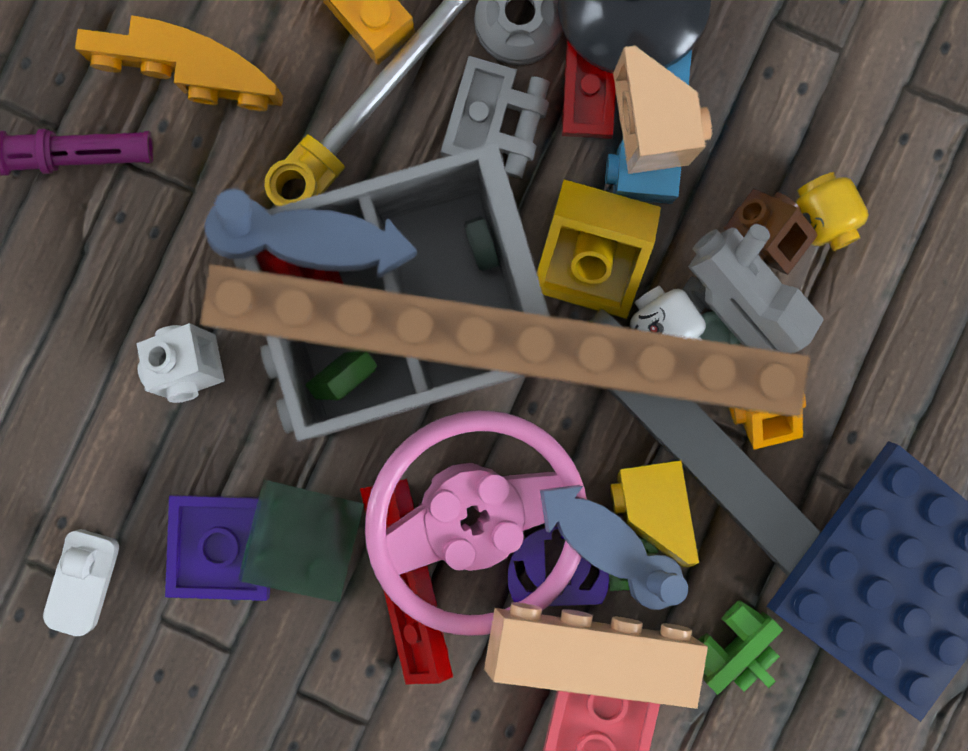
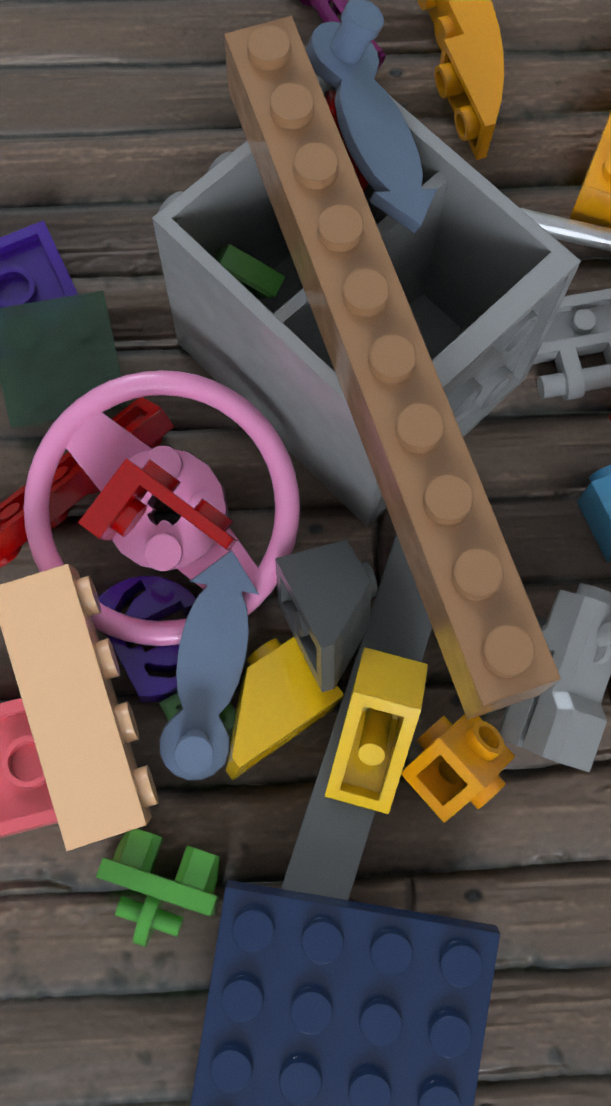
camera: 65 degrees right, 15 degrees down
(179, 362) = (173, 159): white brick -> none
(477, 522) = (120, 504): none -> red bracket
(597, 248) = (536, 491): yellow slope -> none
(616, 441) = (326, 605): none -> dark grey slope
(722, 453) = (377, 730): none -> yellow slope

